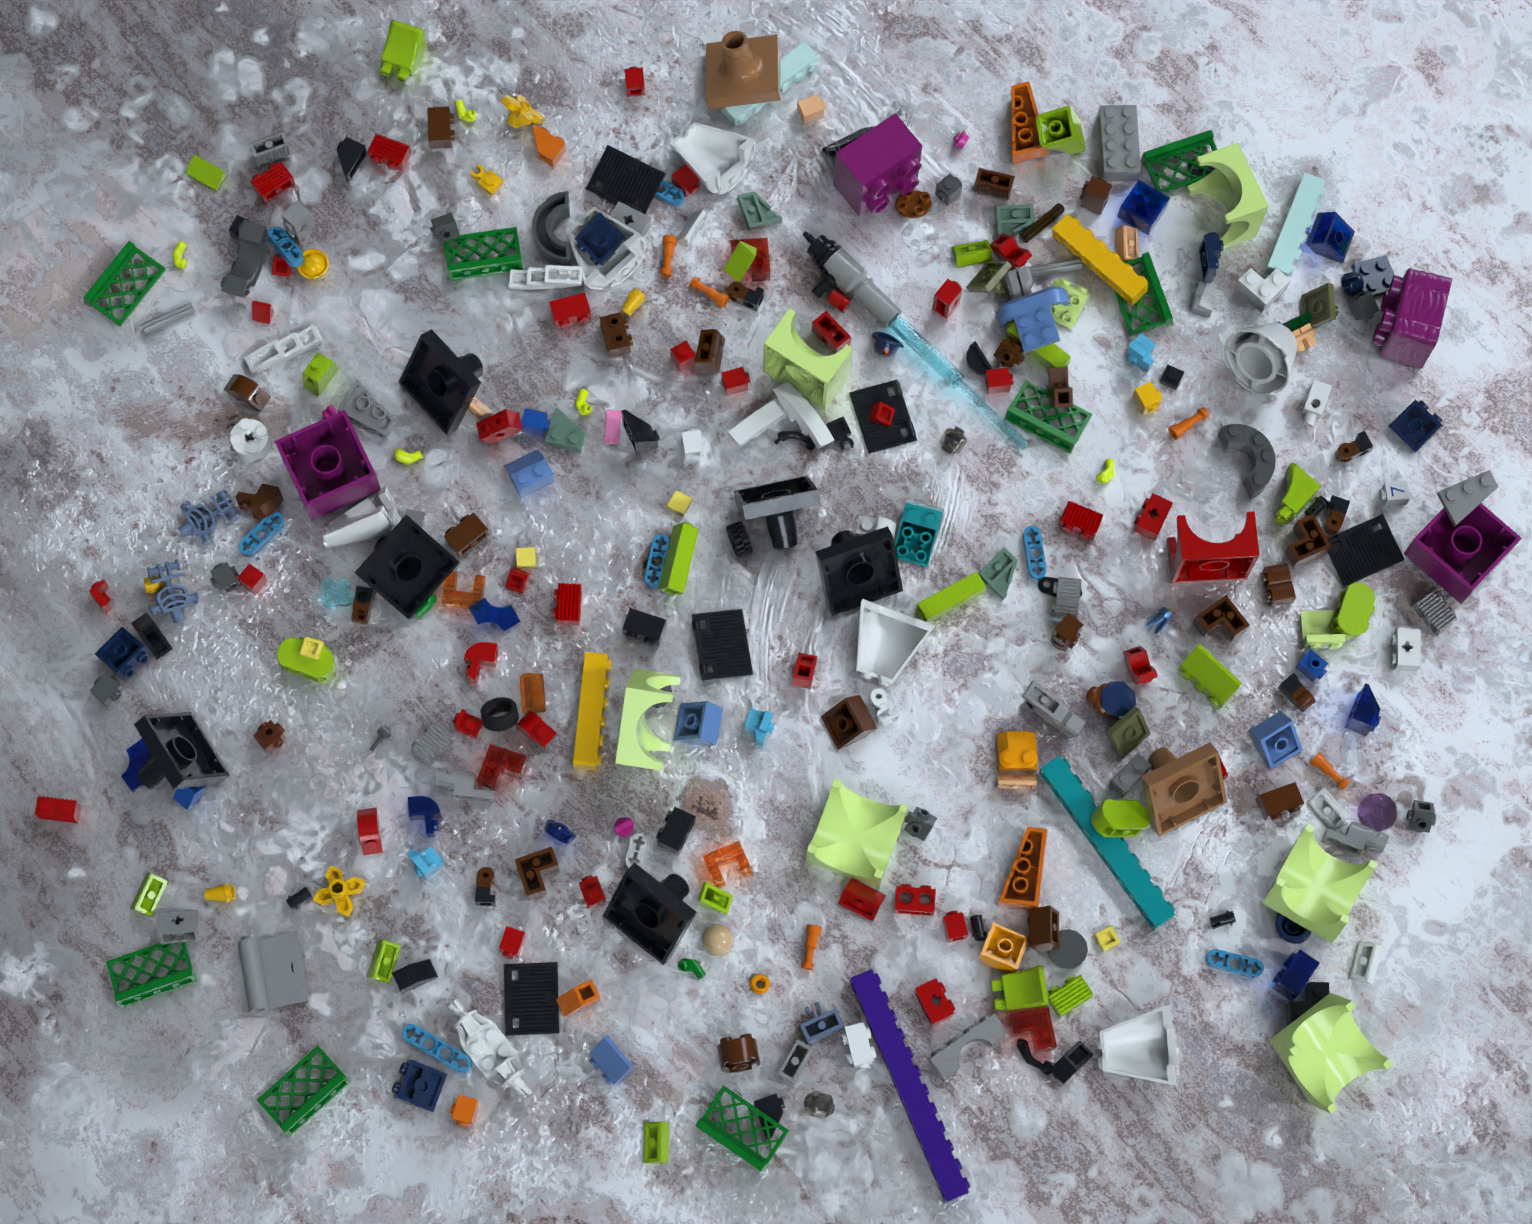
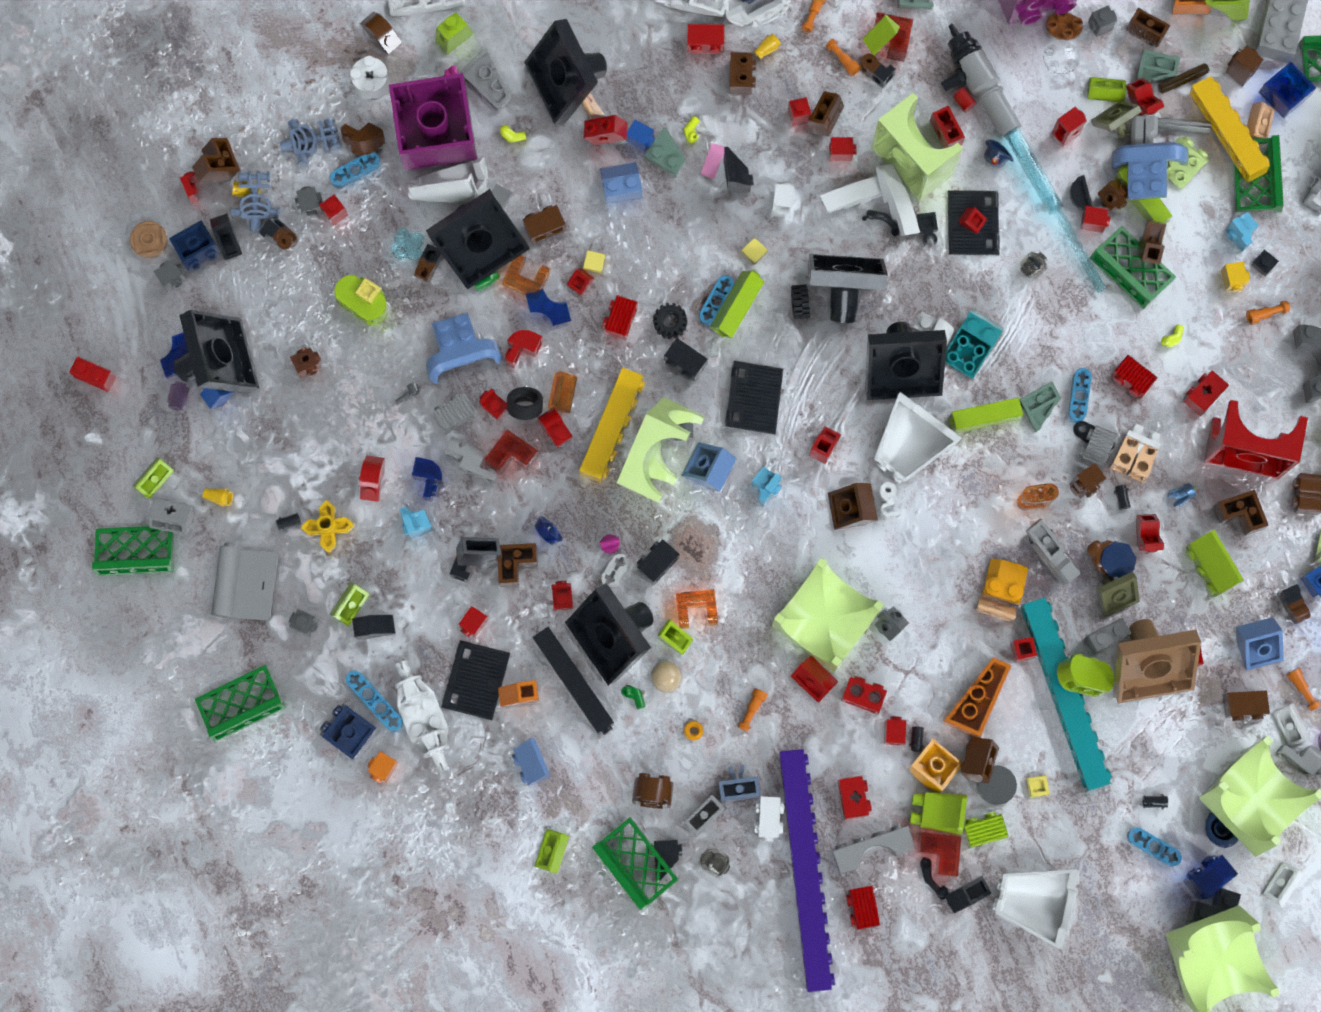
camera: 20 degrees right, 5 degrees up
(73, 660) = (148, 239): none -> medium nougat tile
(122, 565) = (216, 163): none -> reddish brown brick
(150, 806) = (177, 395): none -> clear purple brick
(205, 616) = (279, 232): none -> leg
(344, 992) = (303, 623): none -> dark grey brick
(416, 677) = (458, 346): none -> medium blue piece
(496, 870) = (477, 550): none -> black slope
(617, 582) = (670, 310): none -> black tyre
(628, 970) = (574, 681): none -> black brick
(975, 1105) = (863, 907): none -> red brick
(1028, 661) = (1043, 497): none -> clear orange connector
(1054, 811) = (1023, 649): none -> red brick
(1104, 638) = (1122, 497): none -> black pin
(1108, 586) = (1136, 446): none -> light nougat hips

